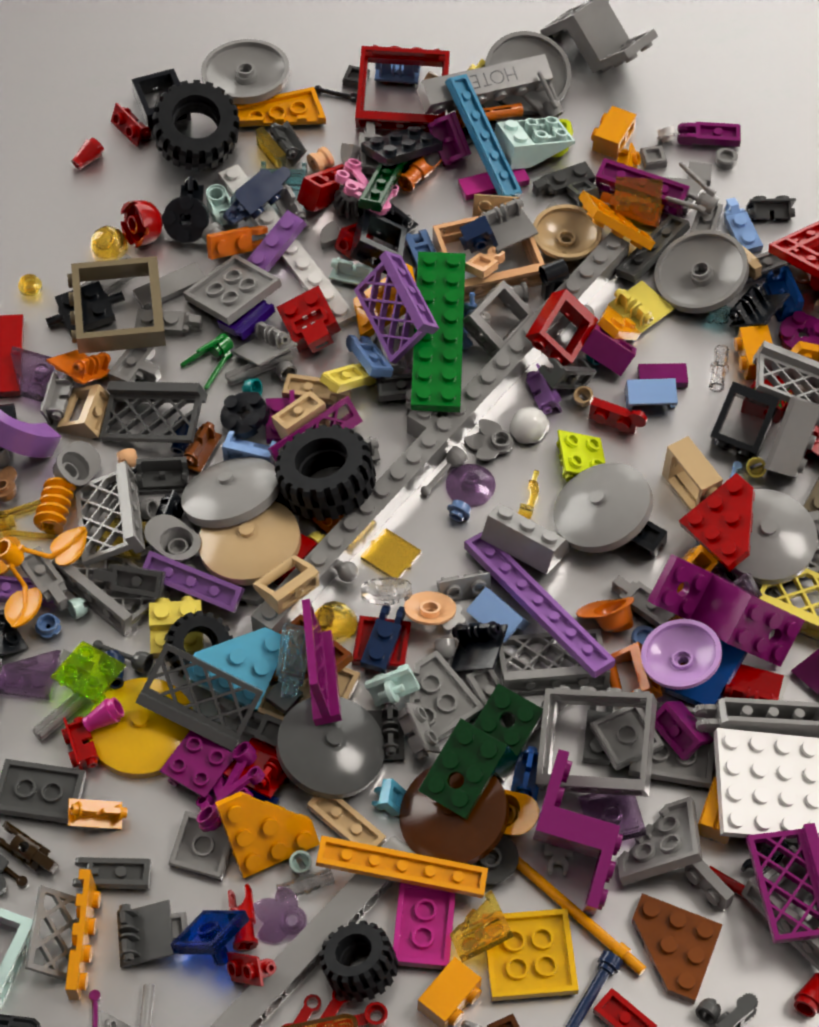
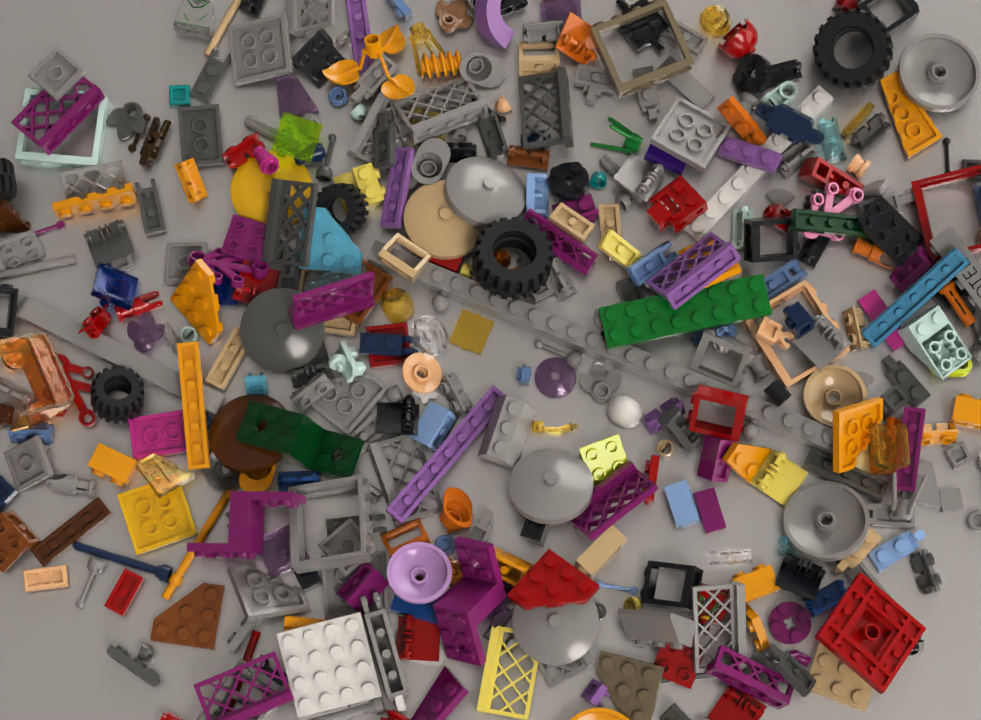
camera: 75 degrees right, 20 degrees up
(614, 449) = (610, 491): none -> magenta fence
(657, 795) = (308, 579): none -> black plate

